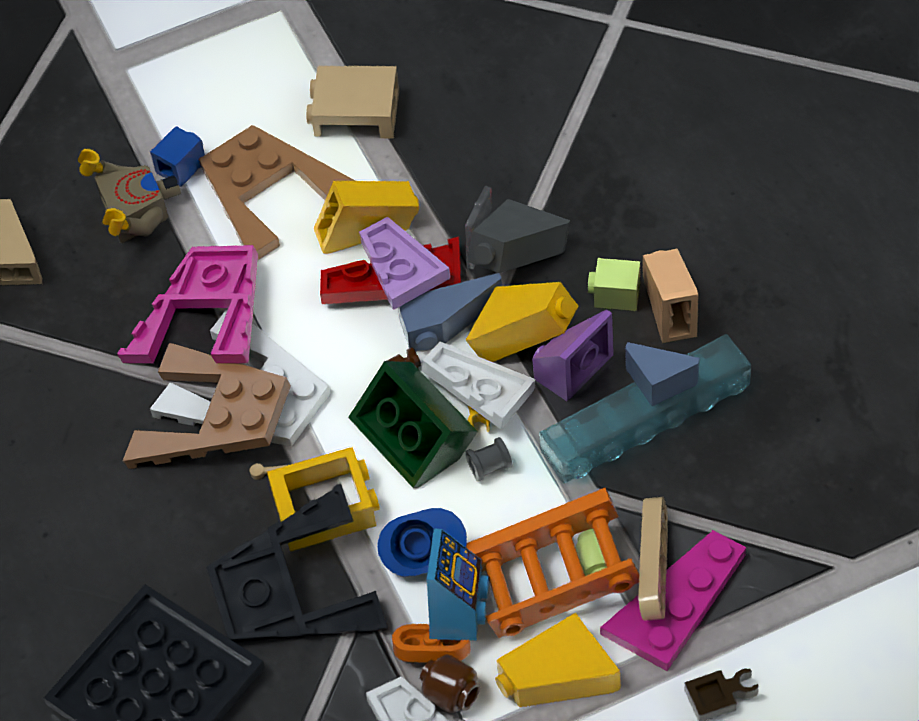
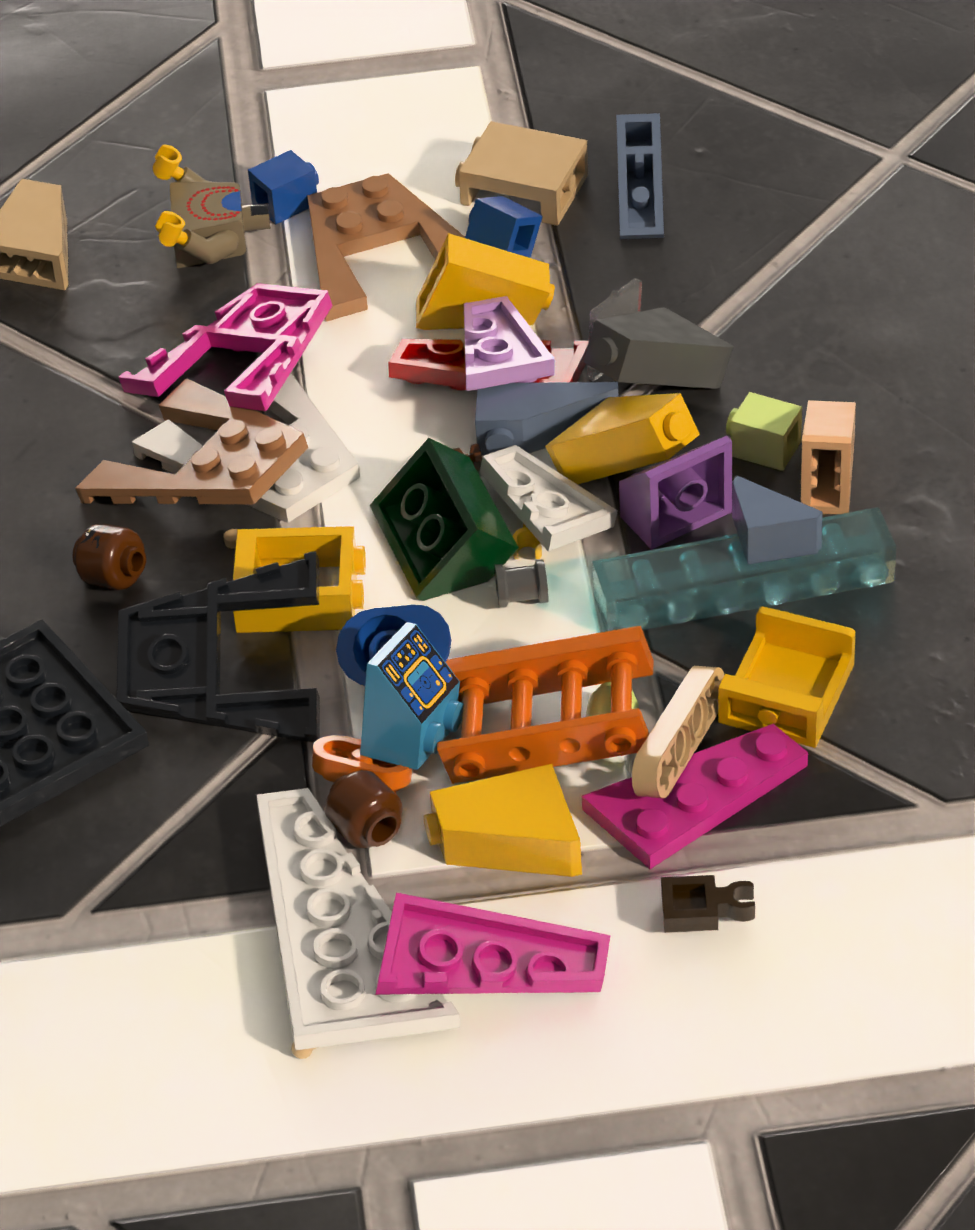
camera: 15 degrees right, 10 degrees down
(174, 515) = (109, 556): none -> reddish brown head
(359, 155) = (503, 225): none -> blue brick
(443, 87) = (640, 176): none -> sand blue slope
(709, 487) = (788, 676): none -> yellow panel

